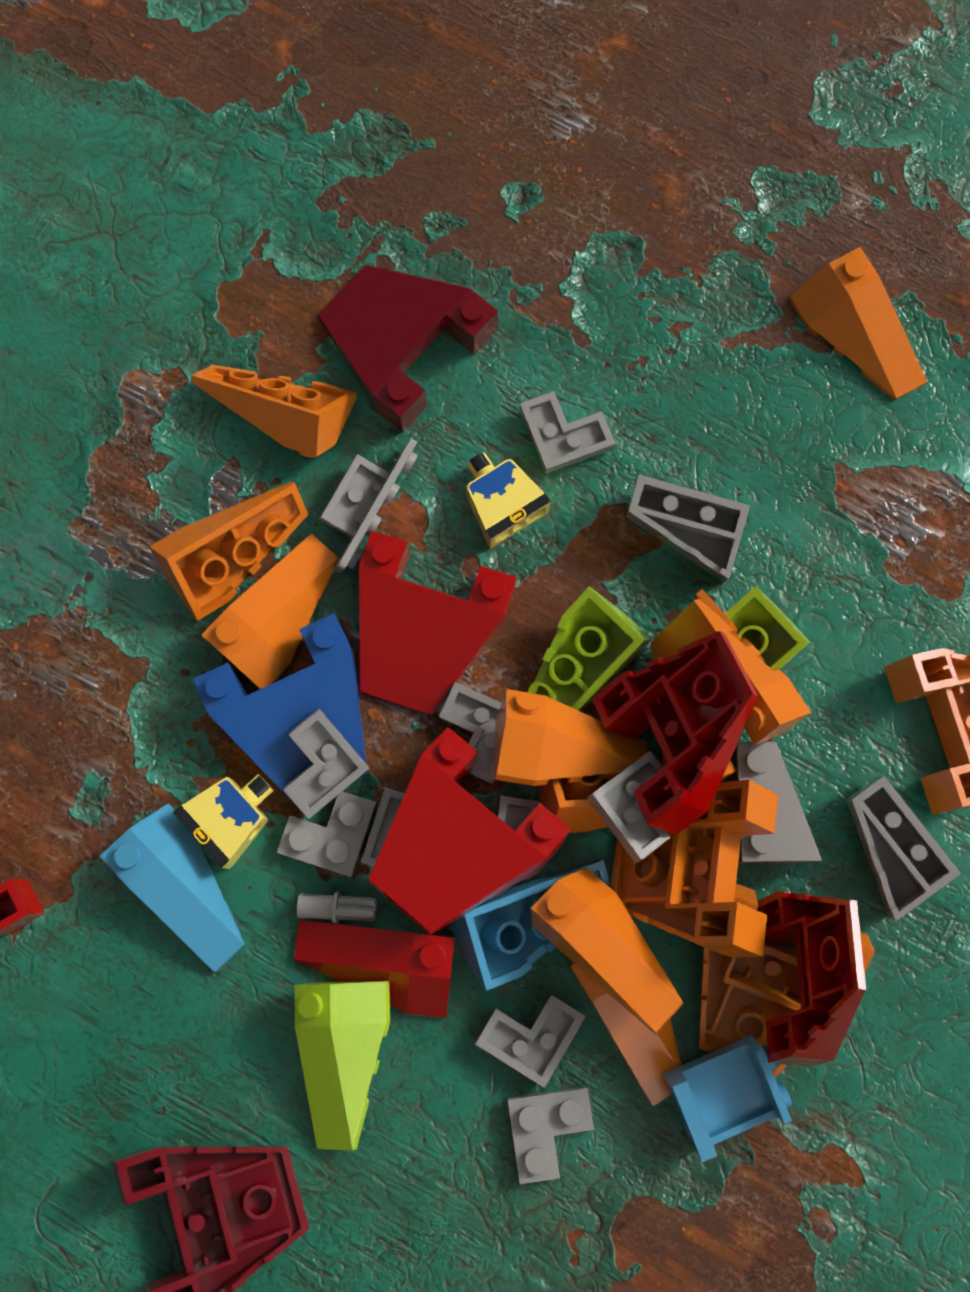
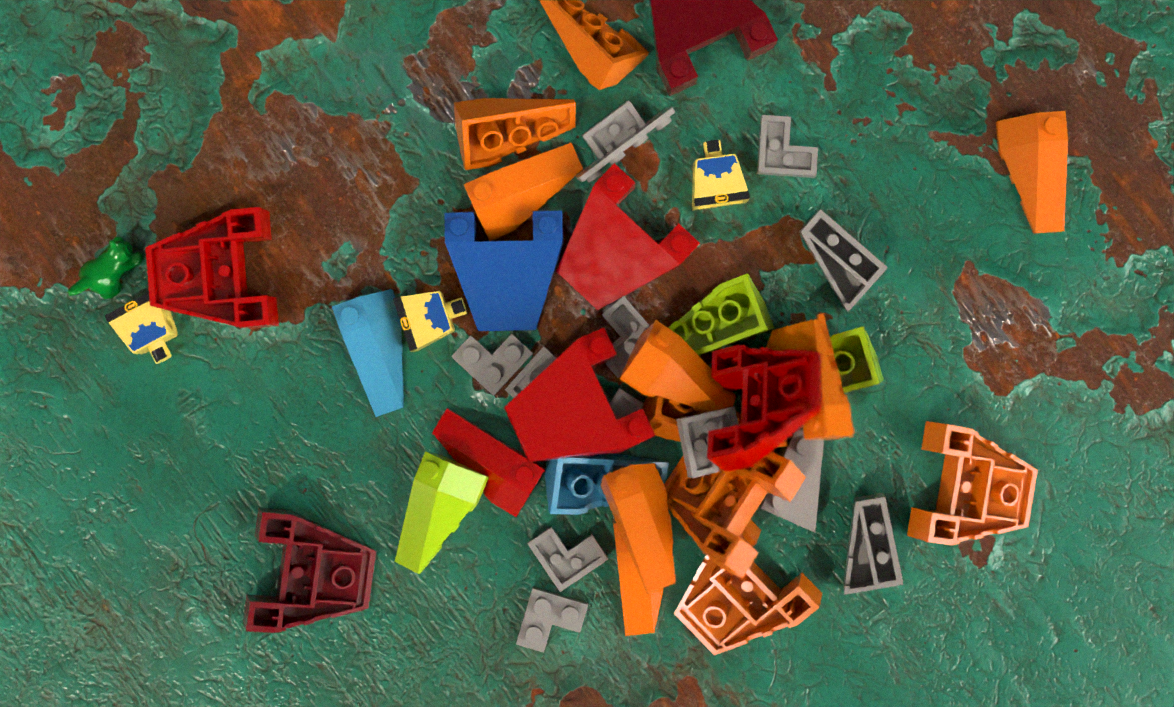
camera: 25 degrees right, 10 degrees up
(332, 766) = (514, 315): light grey plate -> none
(336, 907) = (475, 412): light grey axle -> none
(727, 1094) = (678, 651): dark azure panel -> none
(828, 975) = (779, 608): red wedge -> none

